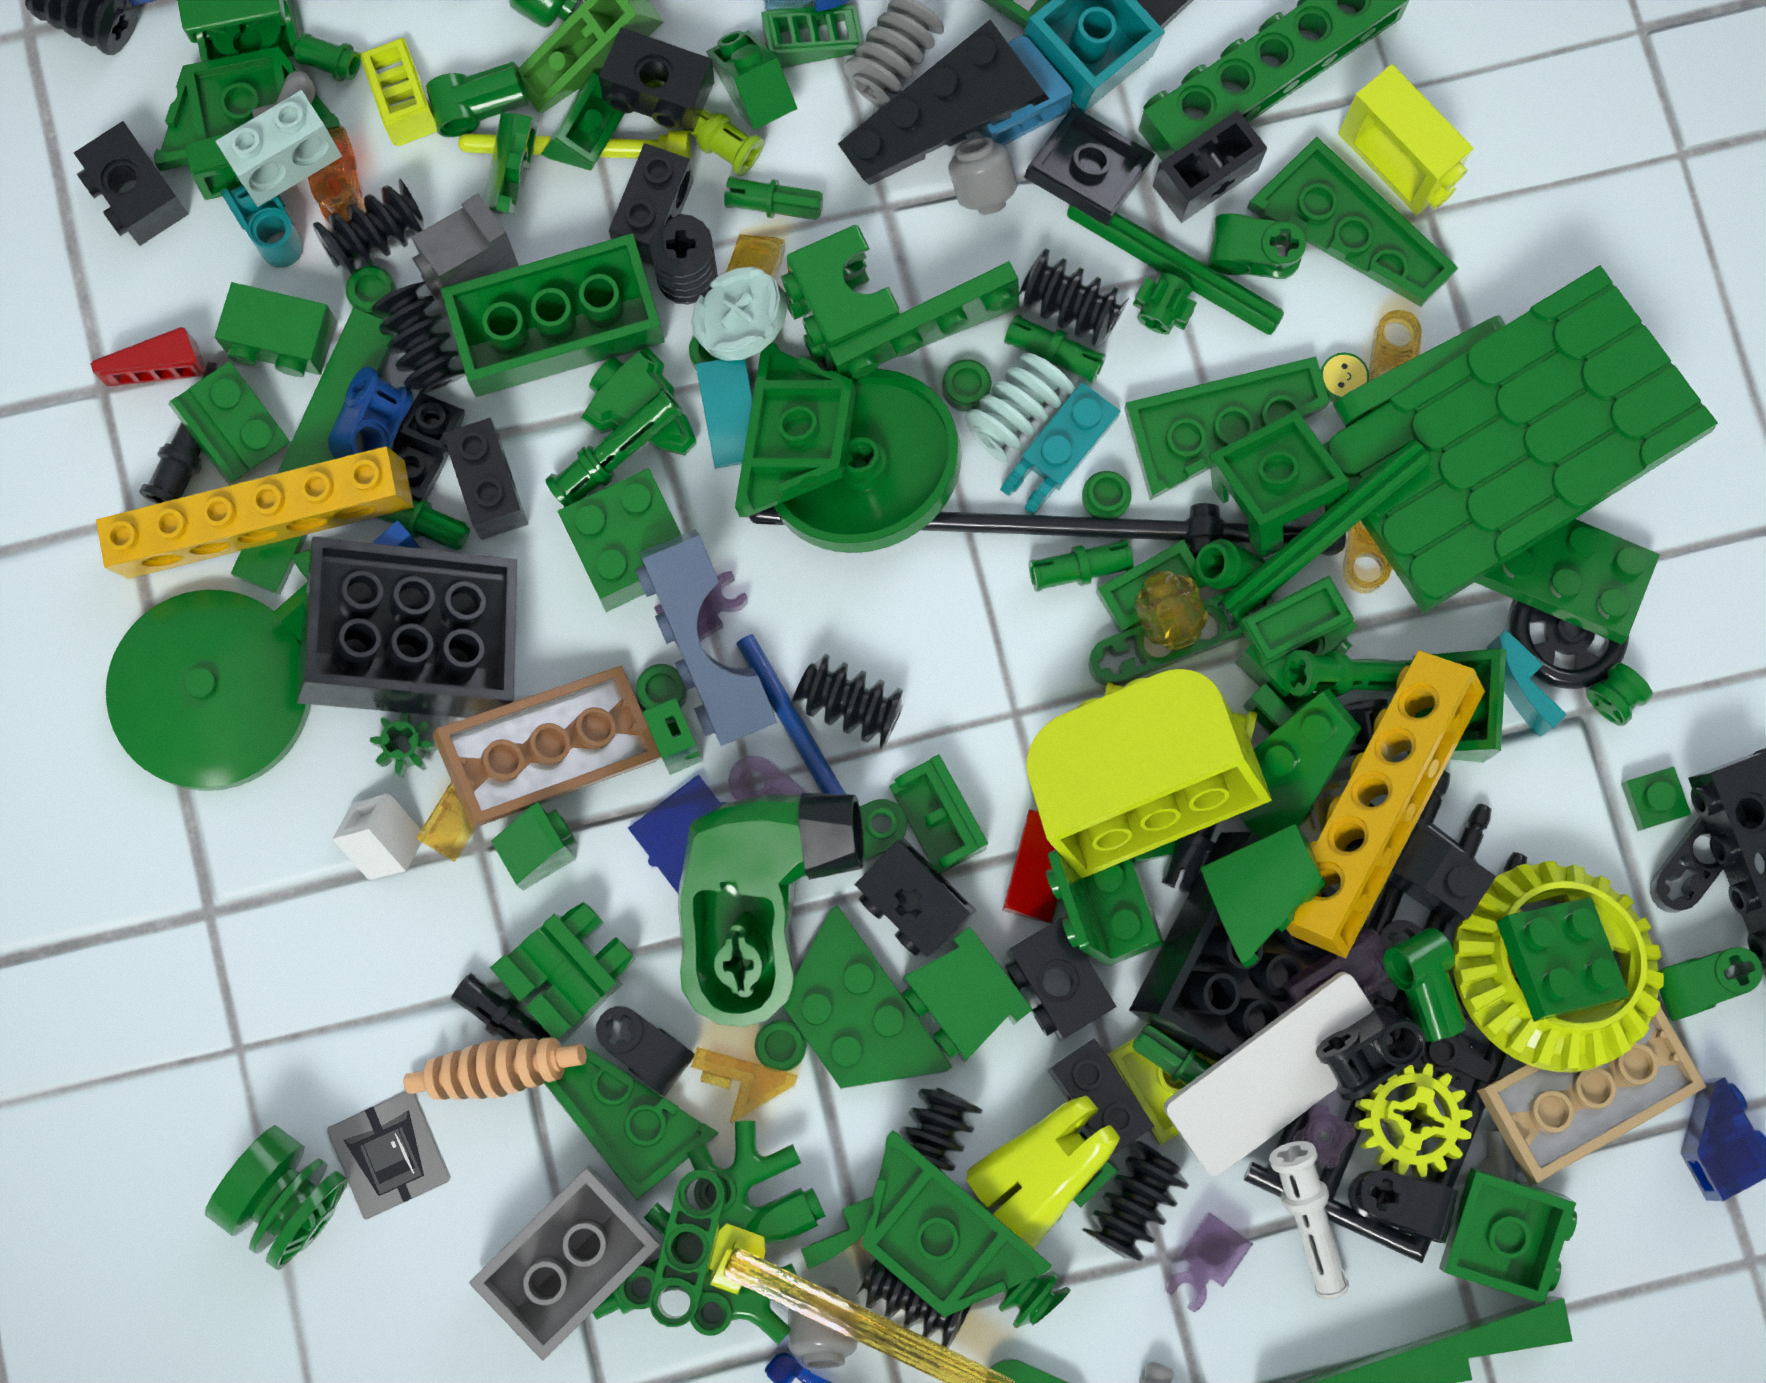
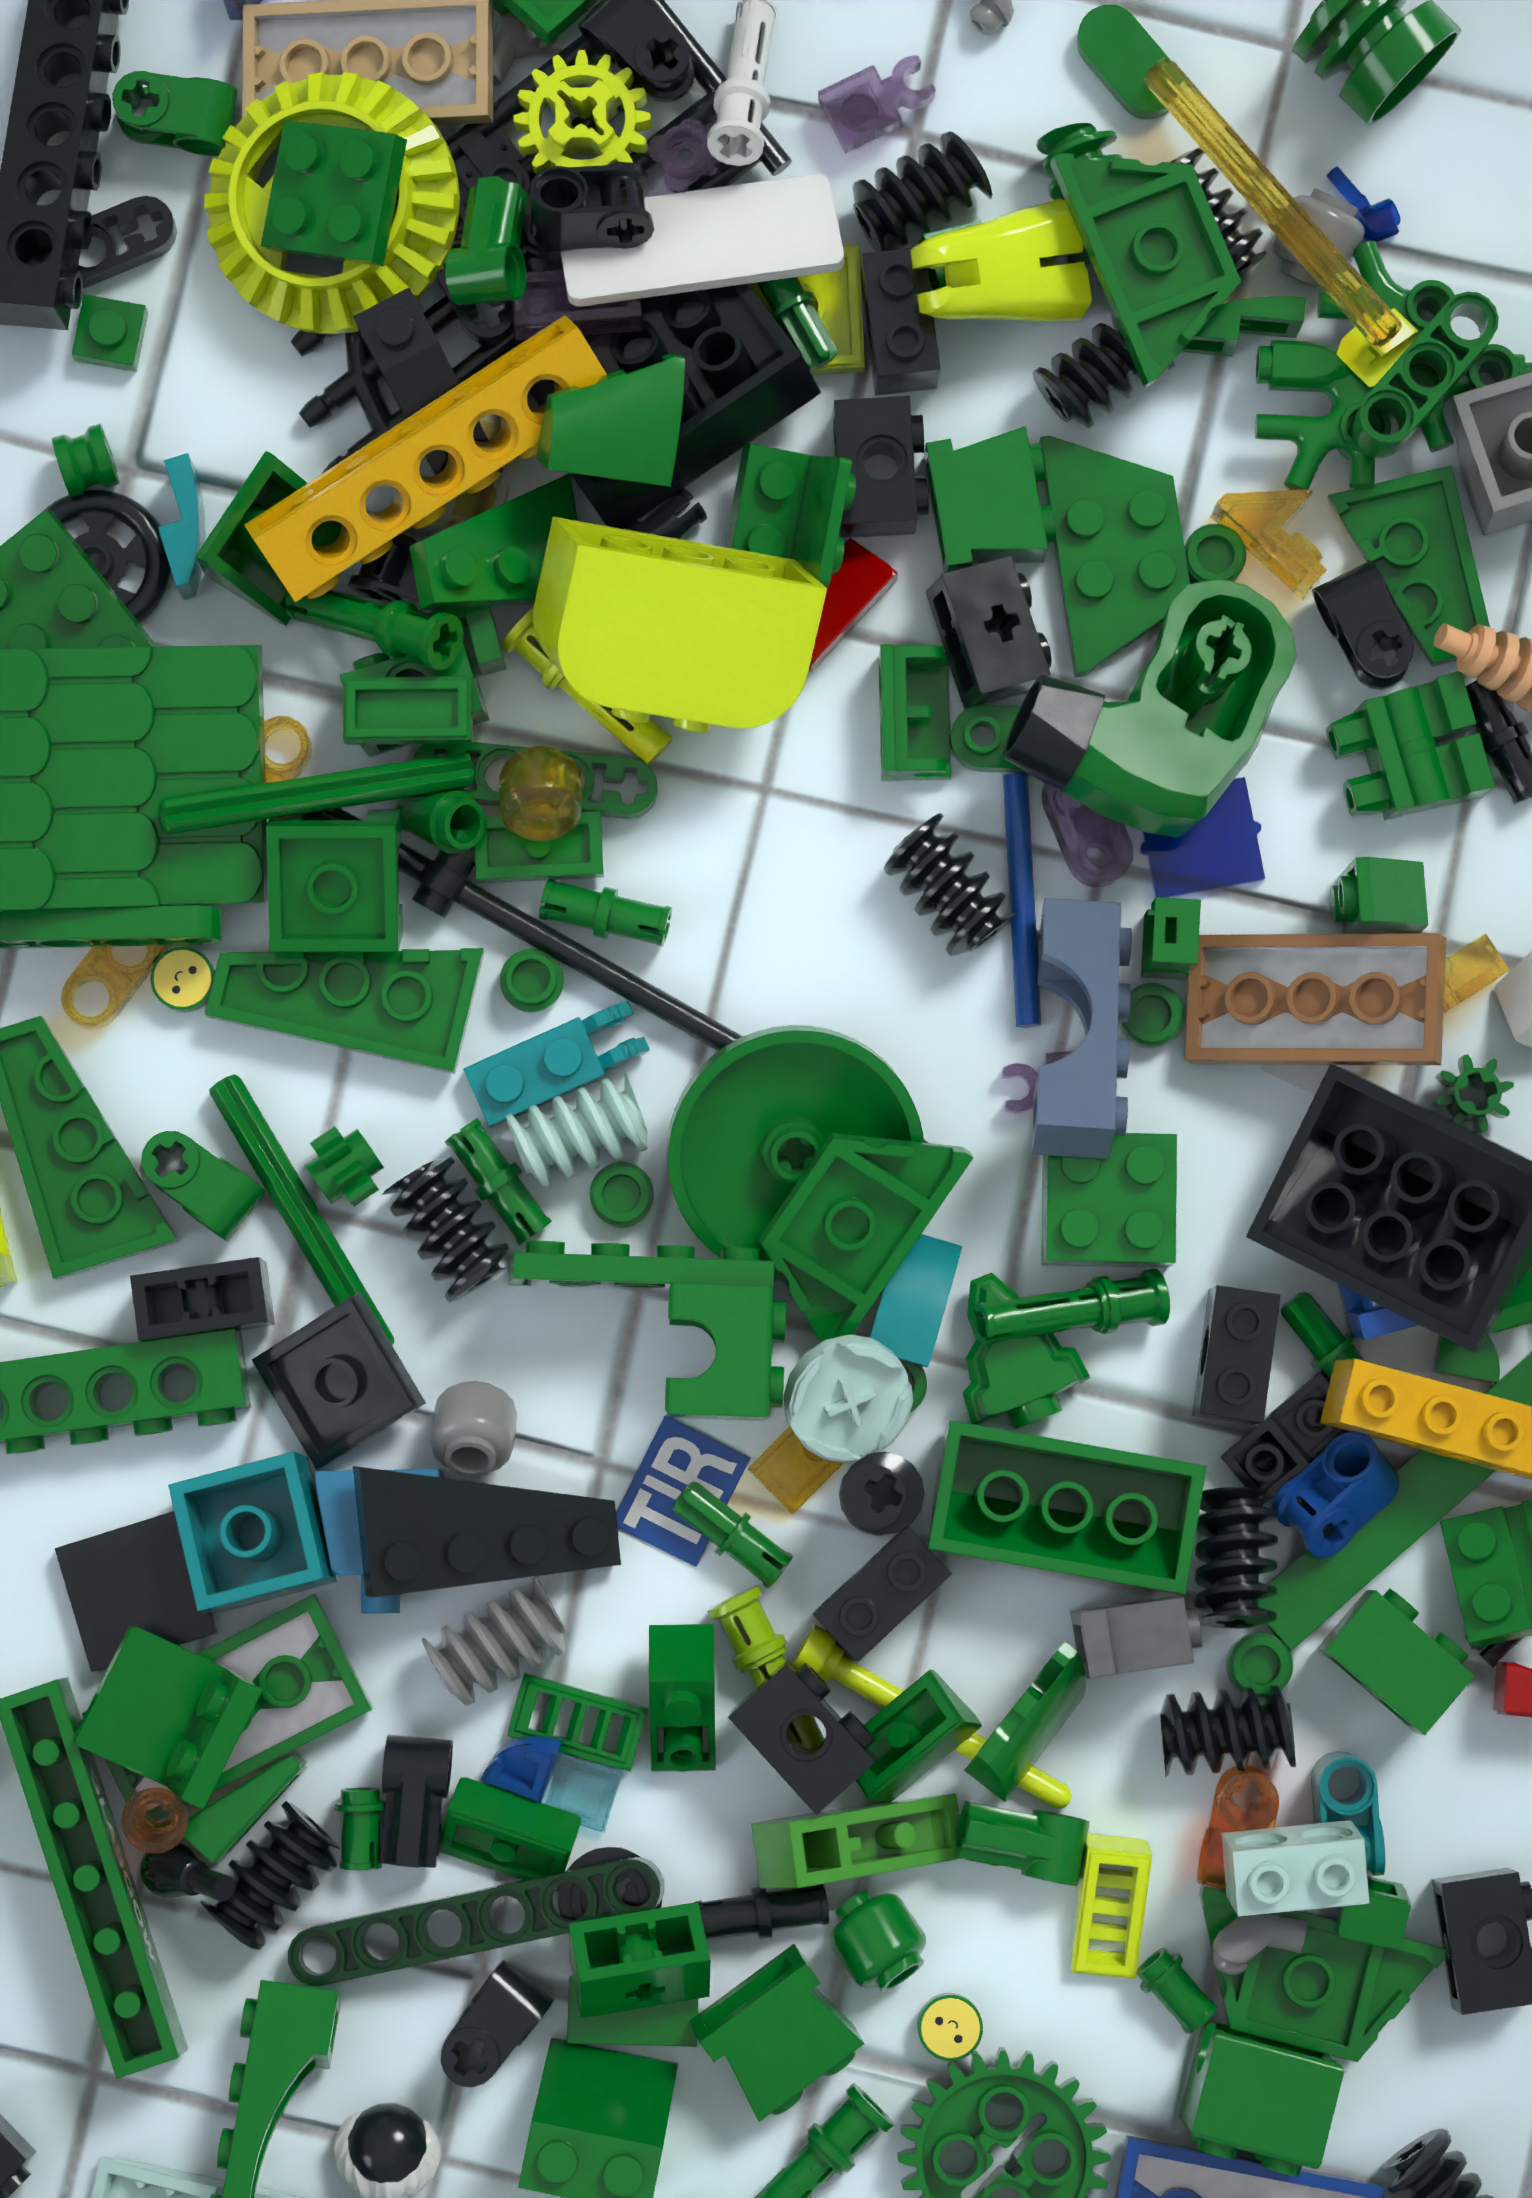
camera: 155 degrees left, 5 degrees up
(839, 206) = (669, 1465): none -> blue sticker

